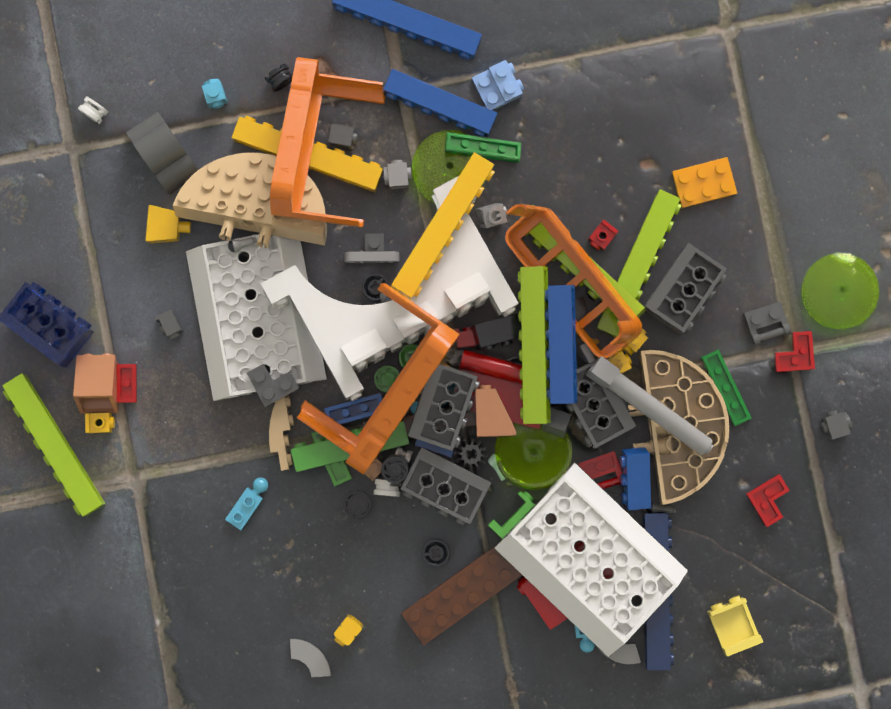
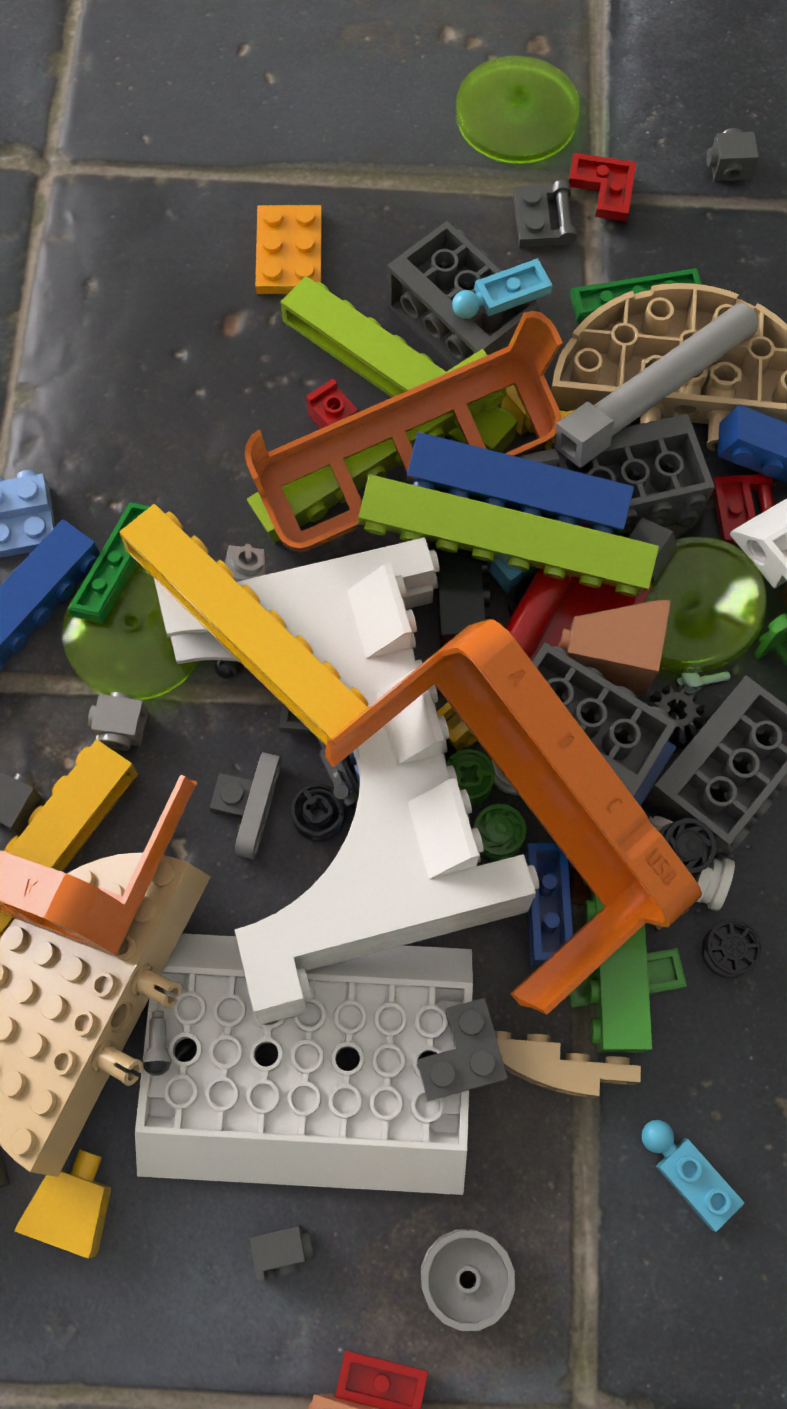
camera: 75 degrees left, 15 degrees down
(188, 413) = (489, 1293): none -> light grey wheel
(683, 310) = (504, 290): none -> medium azure plate

